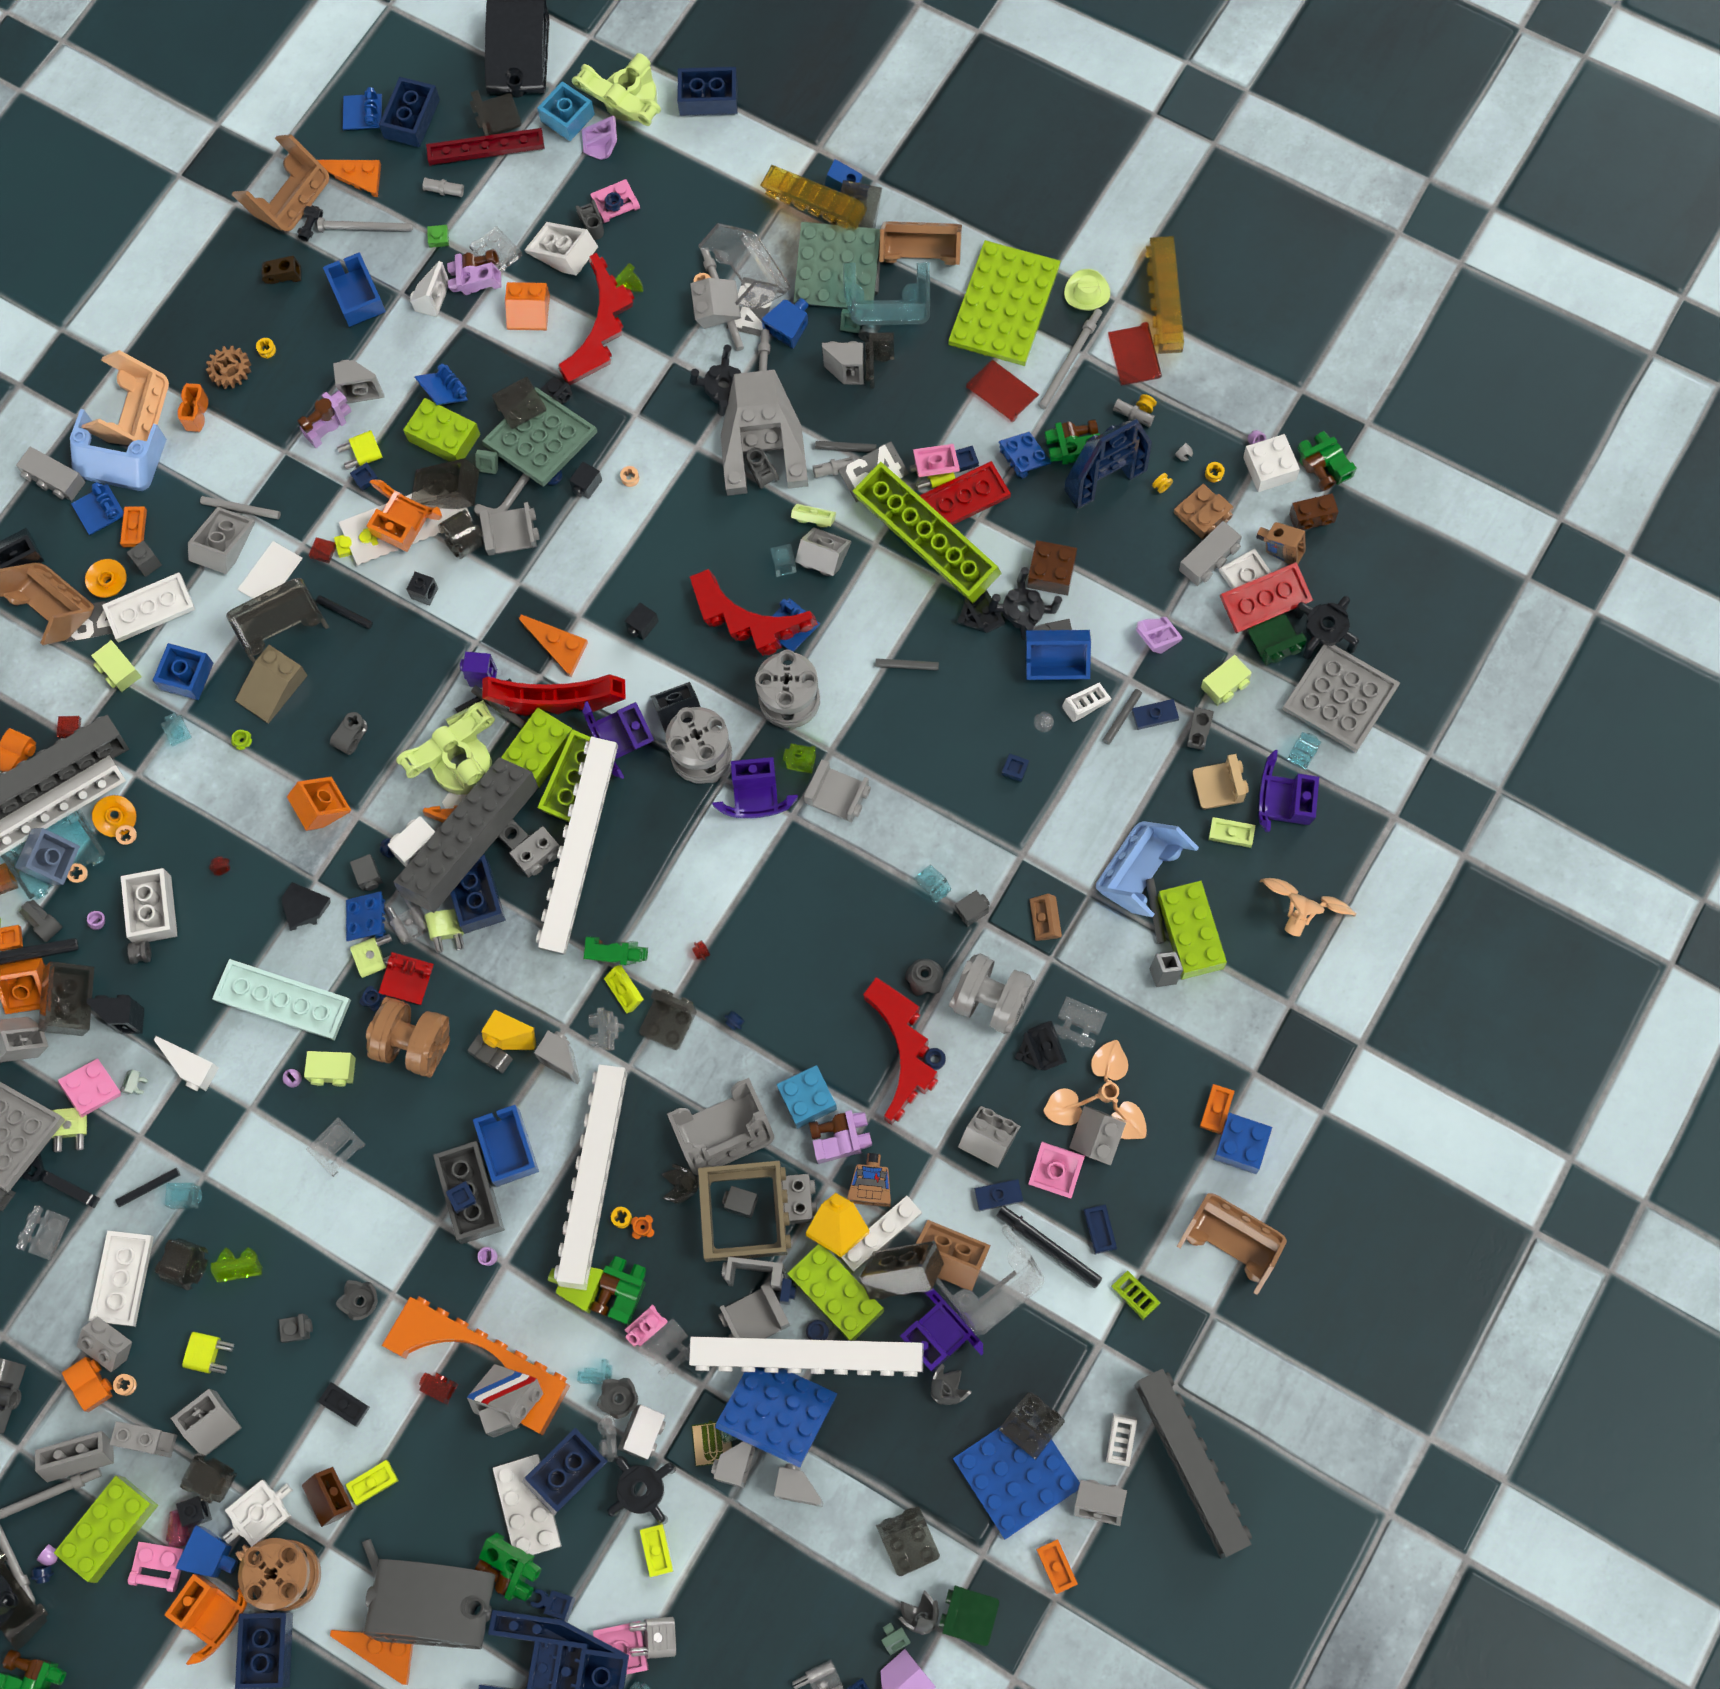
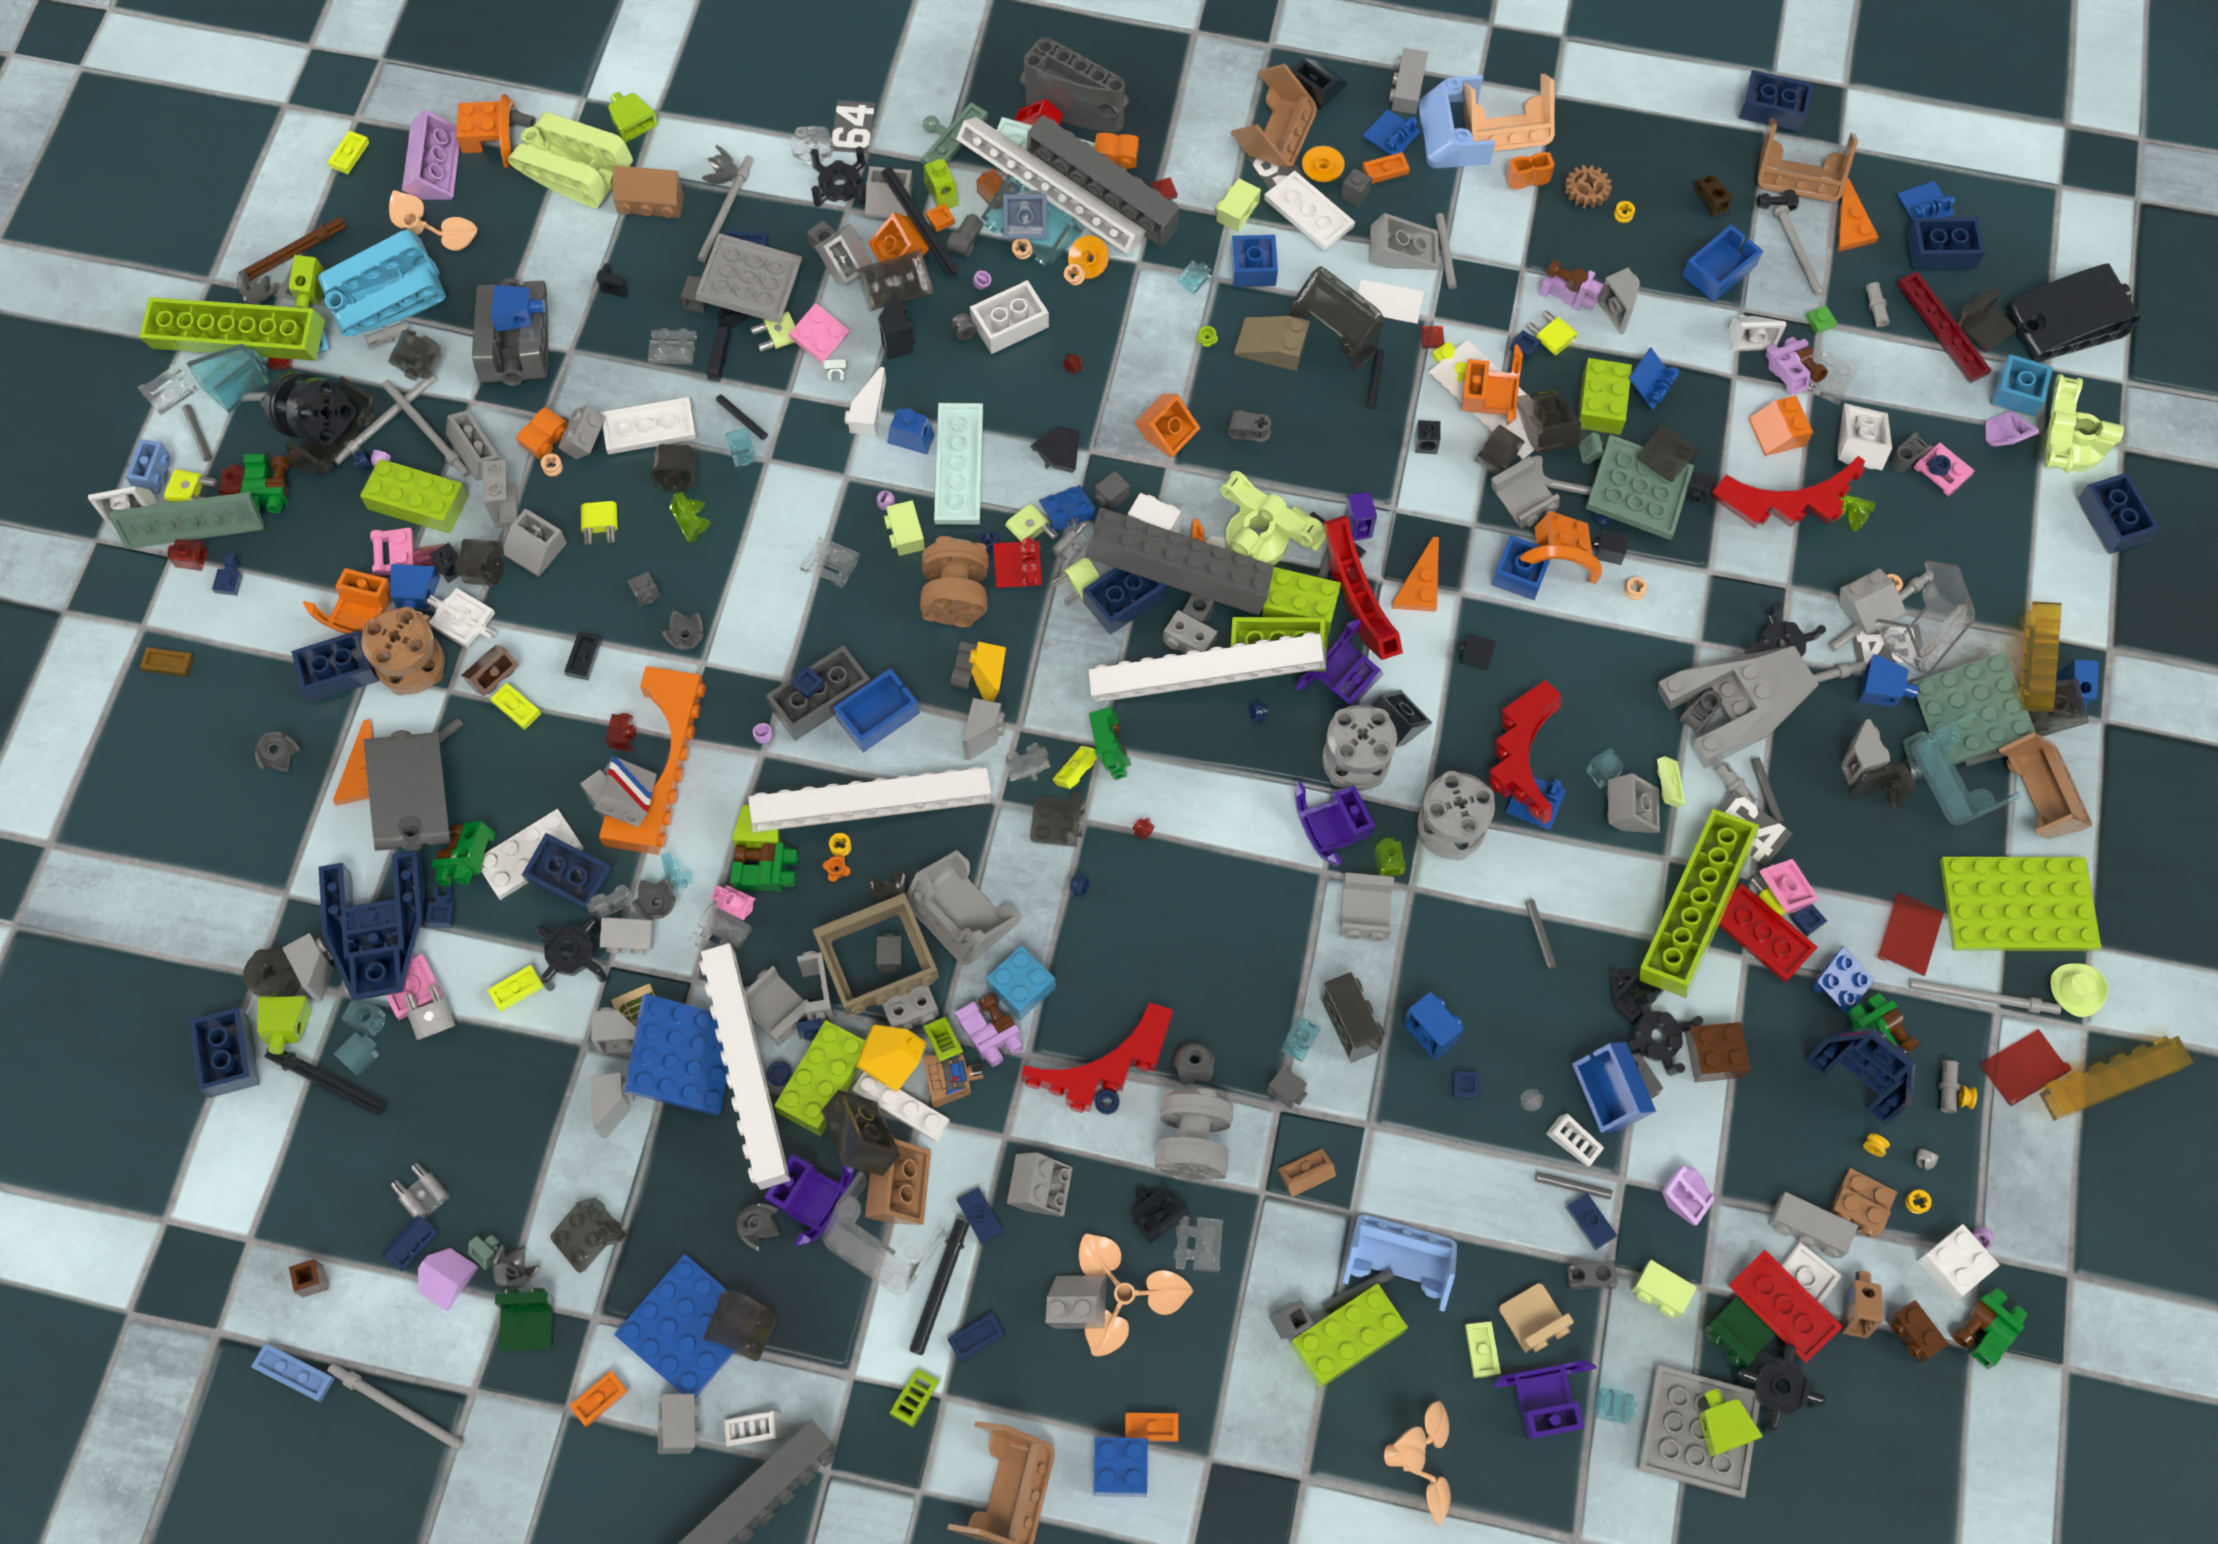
camera: 65 degrees right, 5 degrees down
(211, 184) = (1776, 98): none -> dark blue brick
(231, 1033) = (911, 431): none -> blue torso
(574, 510) = (1566, 540): none -> orange piece
(578, 556) = (1517, 575): none -> blue brick
(628, 819) = (1258, 711): none -> dark blue plate
(823, 1178) = (939, 1035): none -> lime slope
(931, 835) = (1351, 1017): none -> clear smoke brick
(960, 773) = (1433, 1025): none -> blue brick
(1056, 1170) = (1025, 1268): bright pink slope -> none
(1345, 674) = (1726, 1424): none -> lime torso

